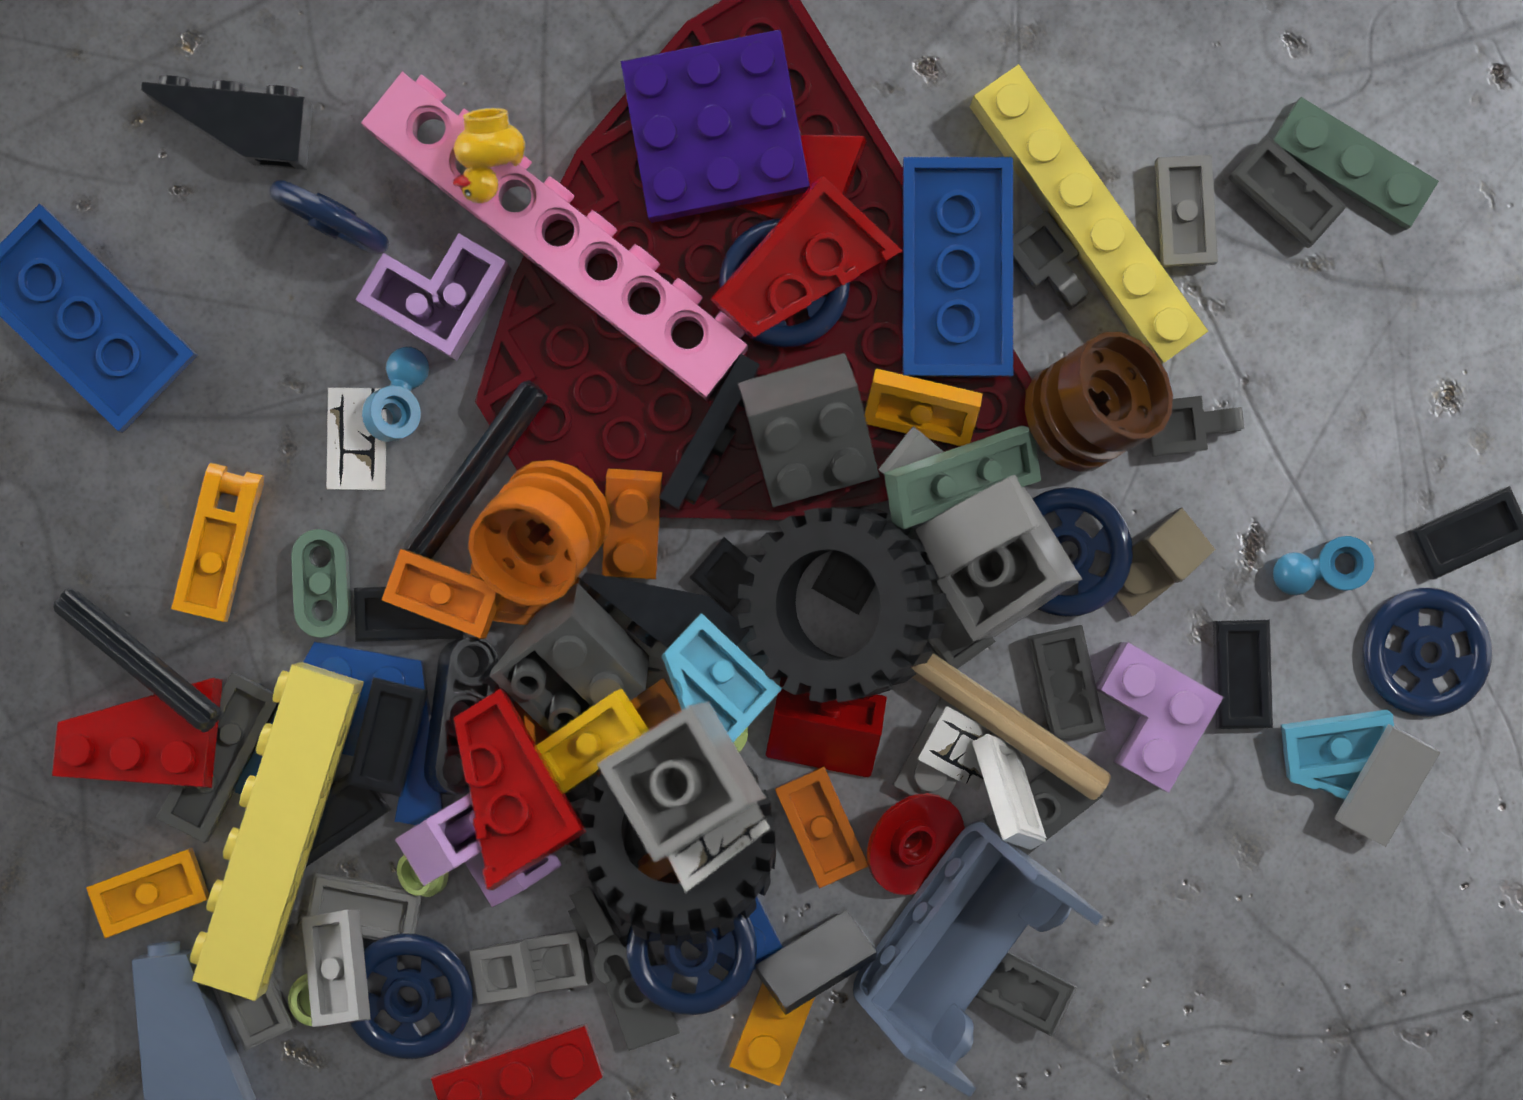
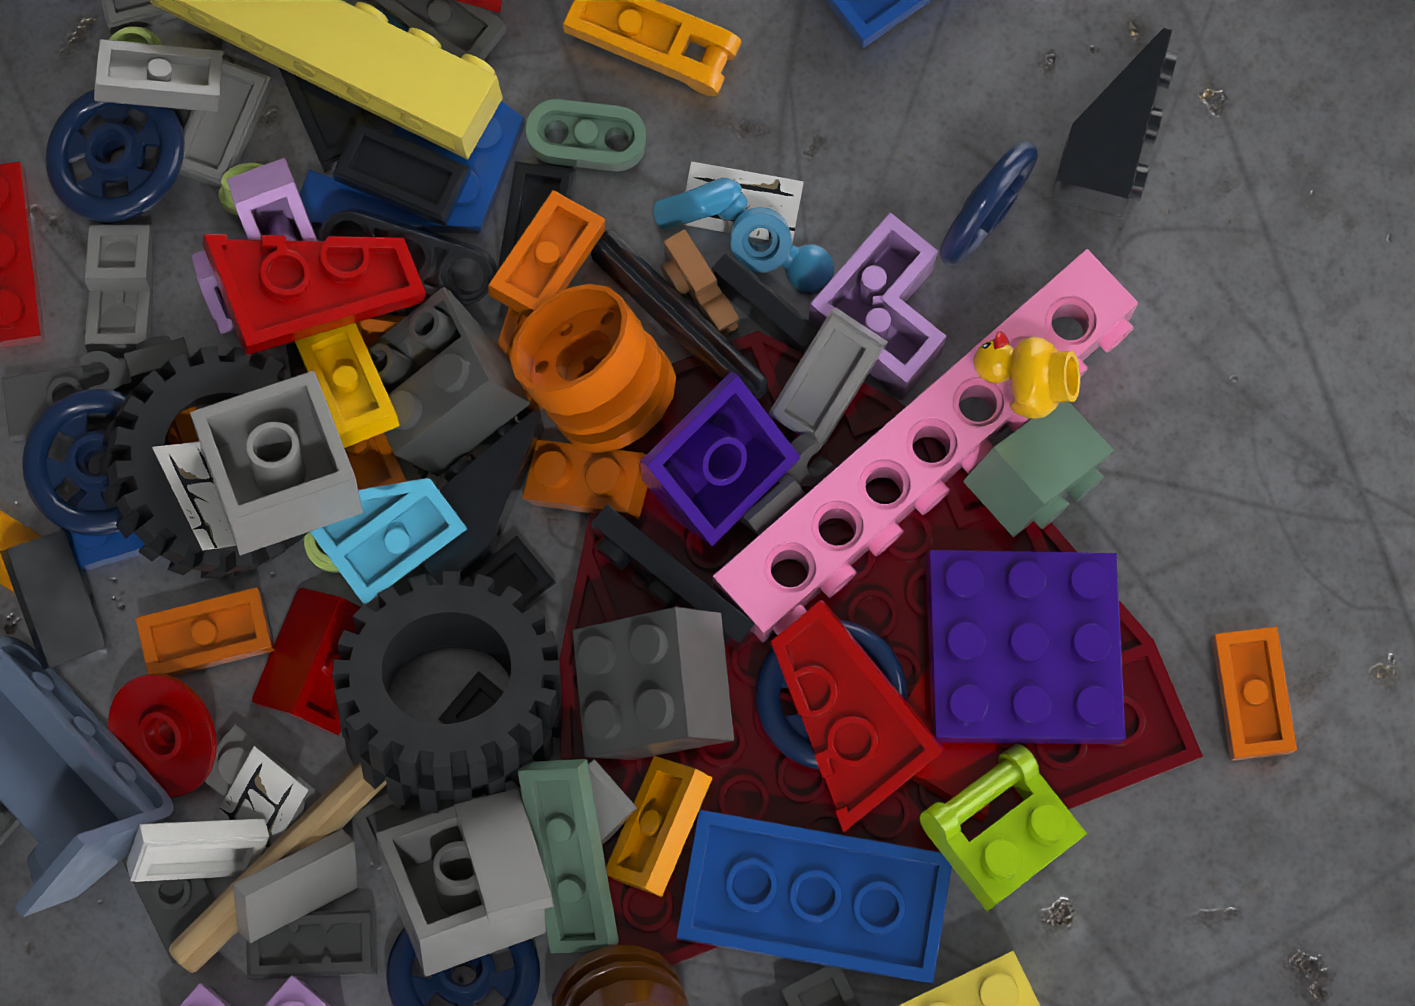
camera: 100 degrees right, 10 degrees down
(364, 464) = (713, 198): none -> dark azure arm
(433, 469) = (691, 275): none -> medium nougat plate
(451, 399) = (763, 304): none -> black tile
(511, 329) = (828, 377): none -> light grey tile
(562, 139) = (1038, 467): none -> sand green brick
(607, 406) = (718, 461): none -> dark purple slope
(618, 362) = (788, 489): none -> dark grey plate
(885, 107) = (1015, 844): none -> lime plate
(1024, 703) = (295, 885): none -> light grey tile

